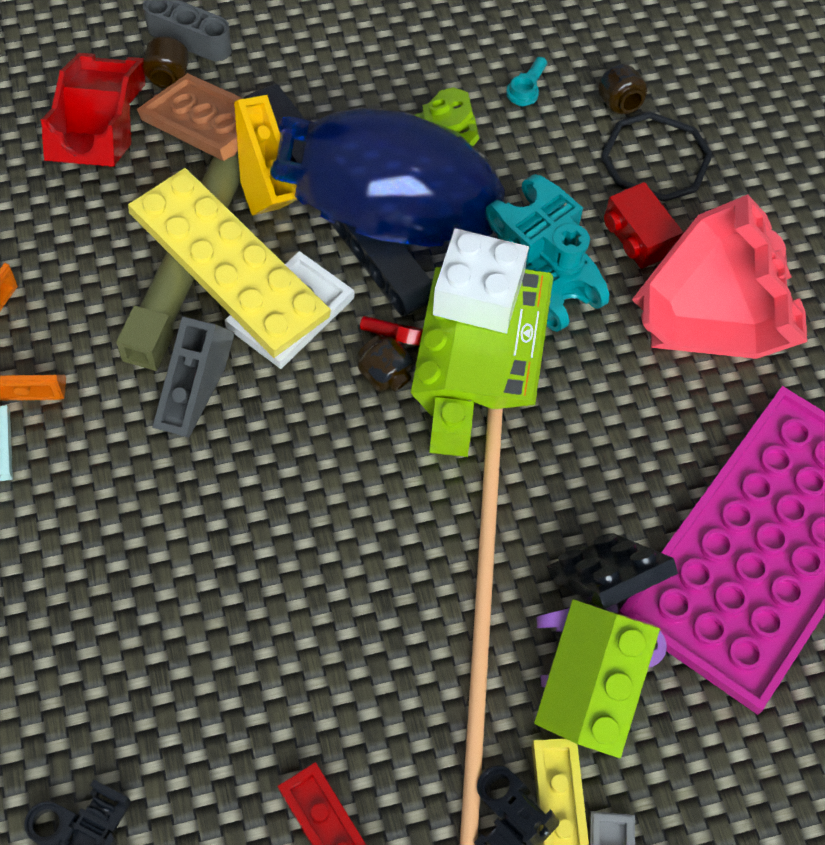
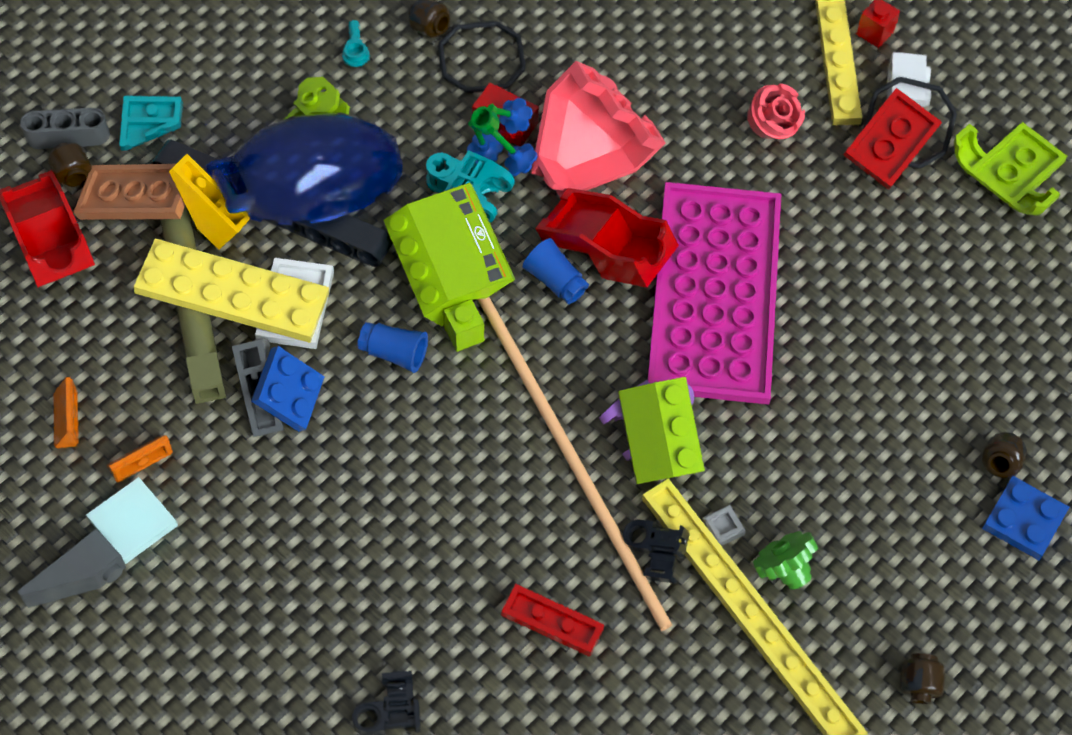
camera: 30 degrees left, 0 degrees up
(215, 394) = (288, 389): none -> blue plate
(272, 56) = (148, 119): none -> teal wing
(362, 408) = (394, 345): none -> blue plant
(385, 363) = (389, 306): dark brown head -> none
(402, 333) = (387, 278): red bar -> none
(480, 280) = (429, 212): white brick -> none
(544, 225) = (442, 151): teal piece -> none
(592, 420) = (555, 271): none -> blue plant
(604, 249) = (490, 142): none -> blue plant
(611, 570) = (628, 361): black plate -> none
(681, 413) = (615, 236): none -> red piece

